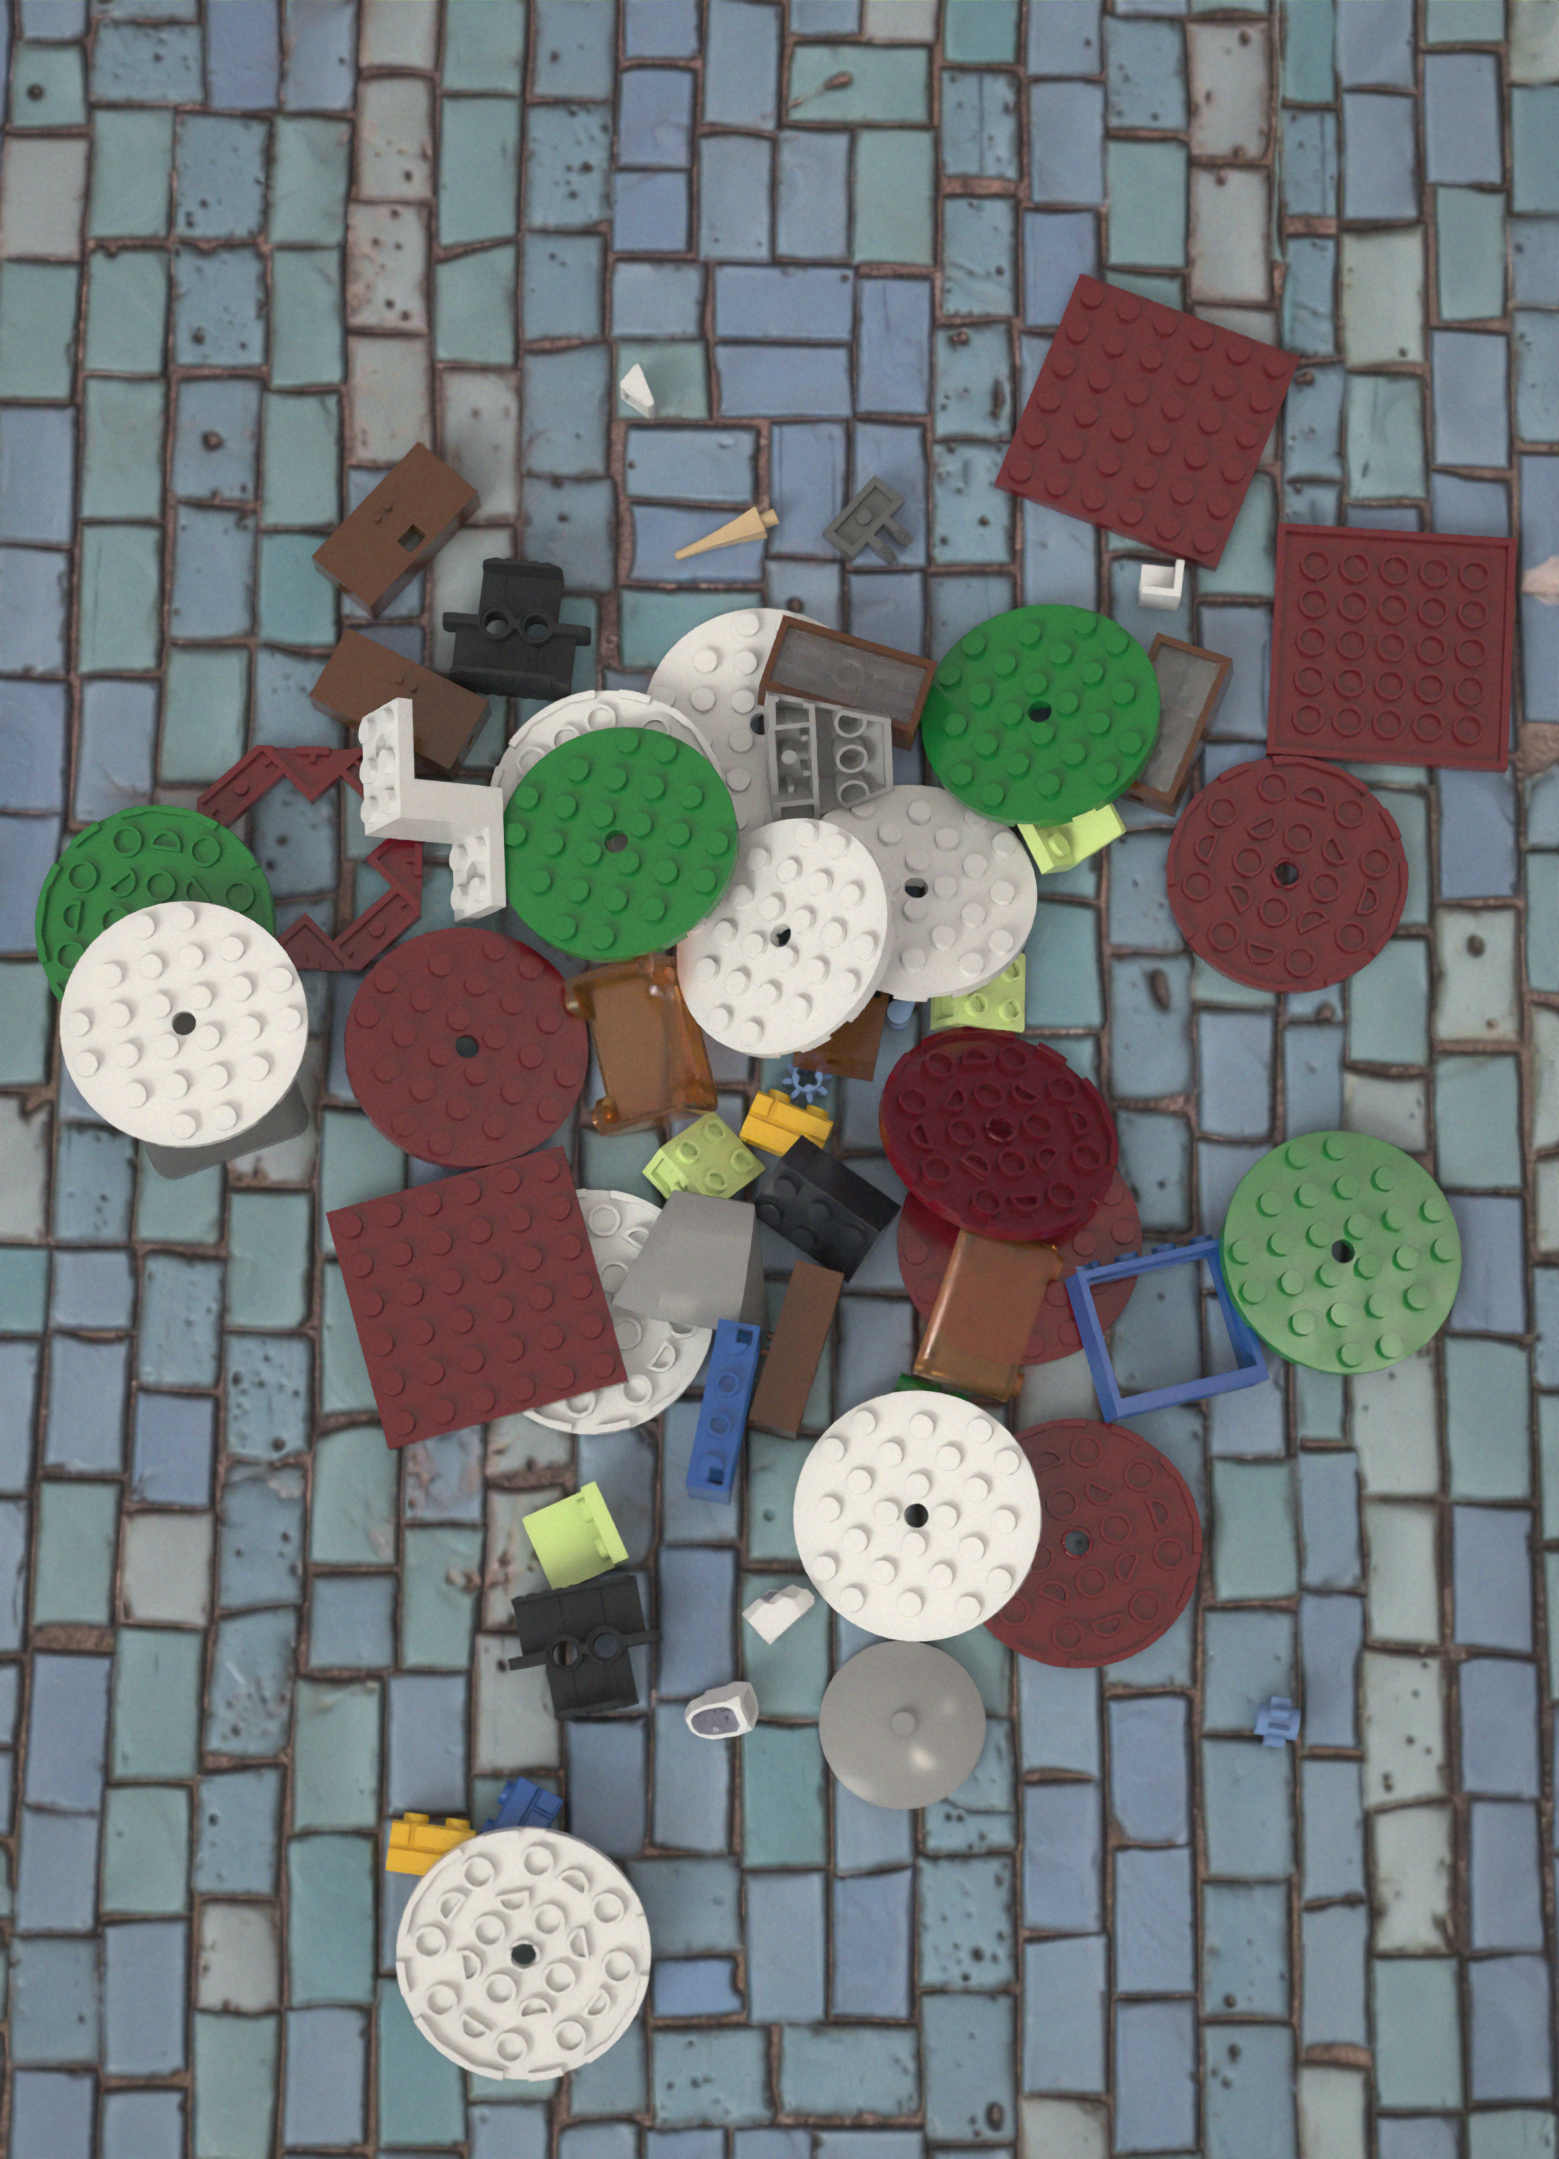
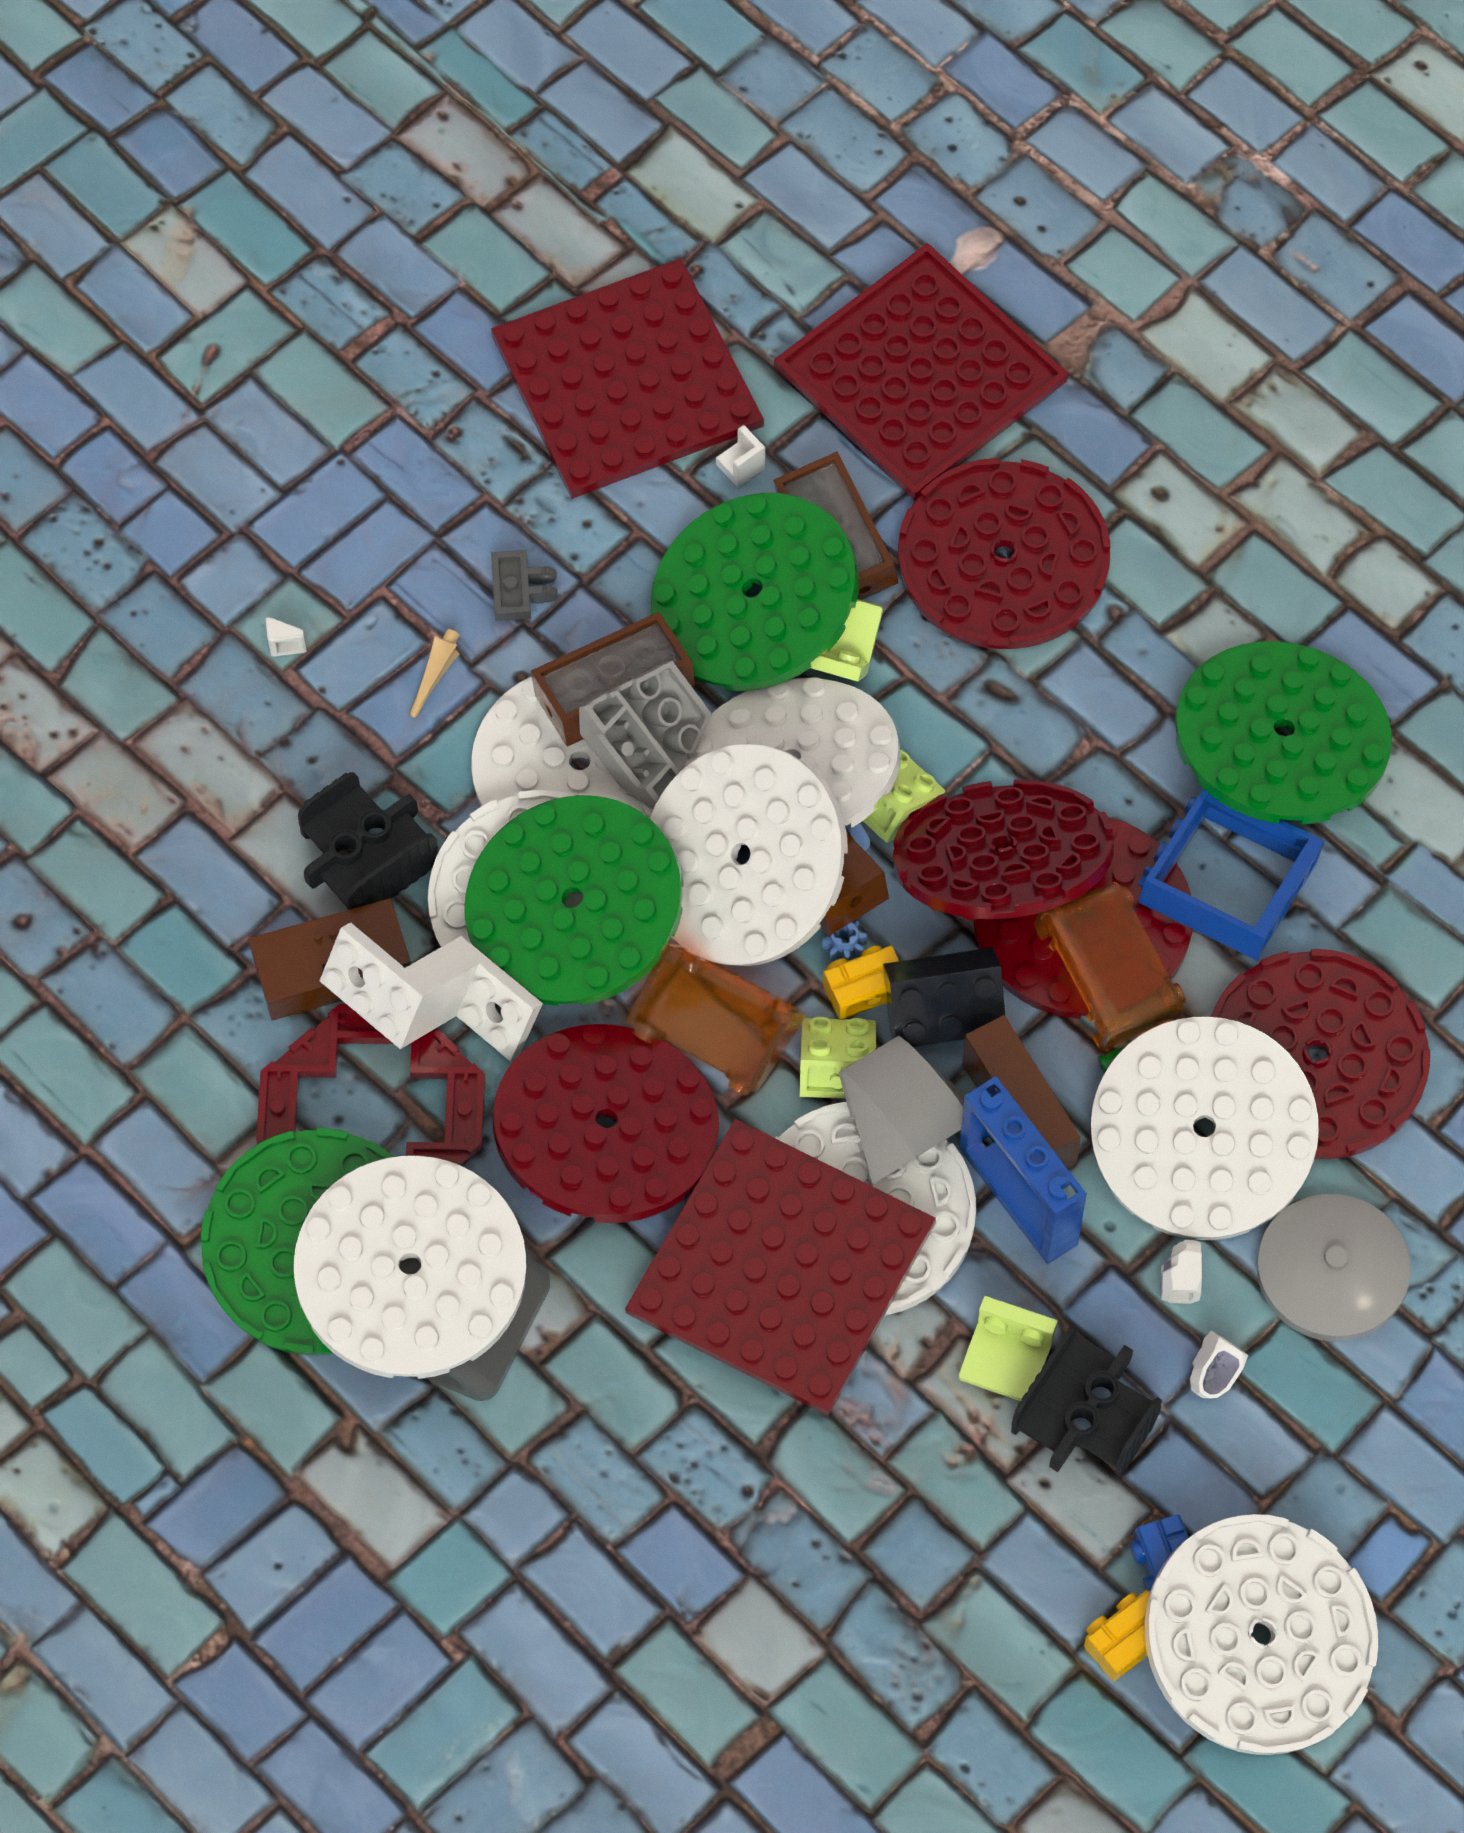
camera: 45 degrees left, 15 degrees down
(396, 531) = (213, 859): reddish brown brick -> none

